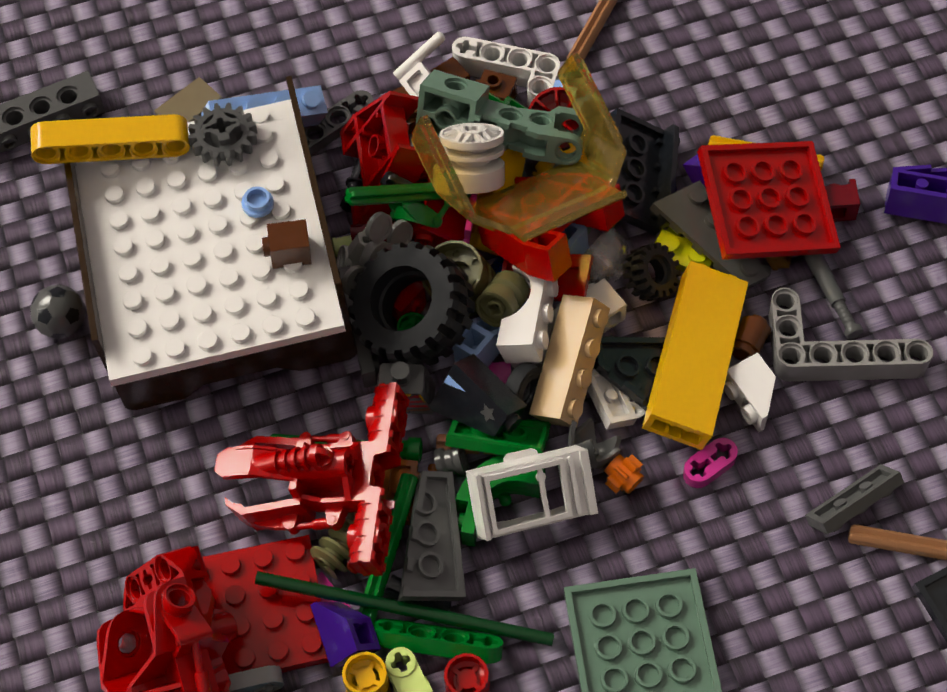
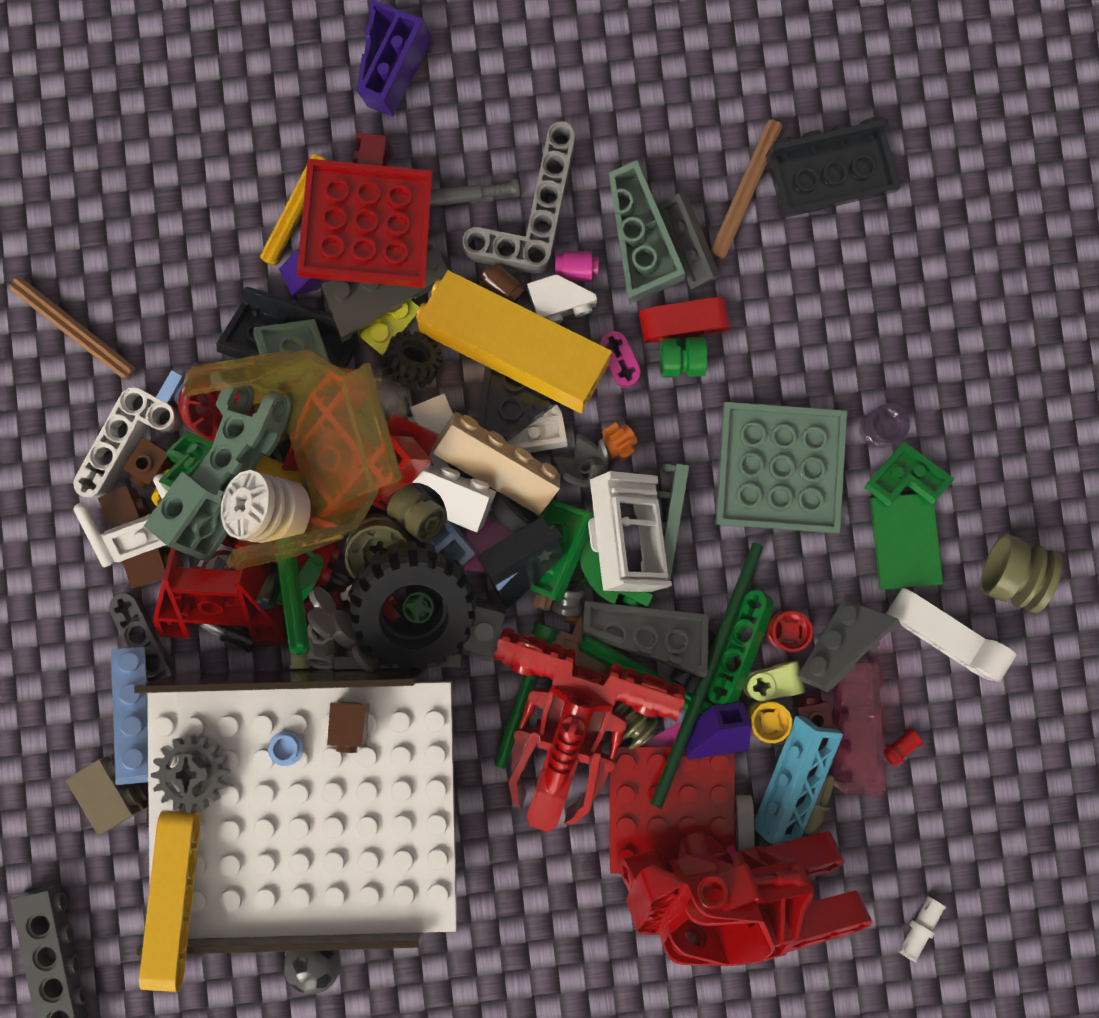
camera: 85 degrees left, 25 degrees up
(551, 544) = (674, 510): none -> sand green hinge
(639, 172) = (290, 336): none -> sand green tile
(732, 520) = (683, 357): none -> green wheel
(770, 513) = (684, 319): none -> red beam
(792, 400) = (577, 266): none -> dark pink brick
(837, 454) = (645, 244): none -> sand green wedge

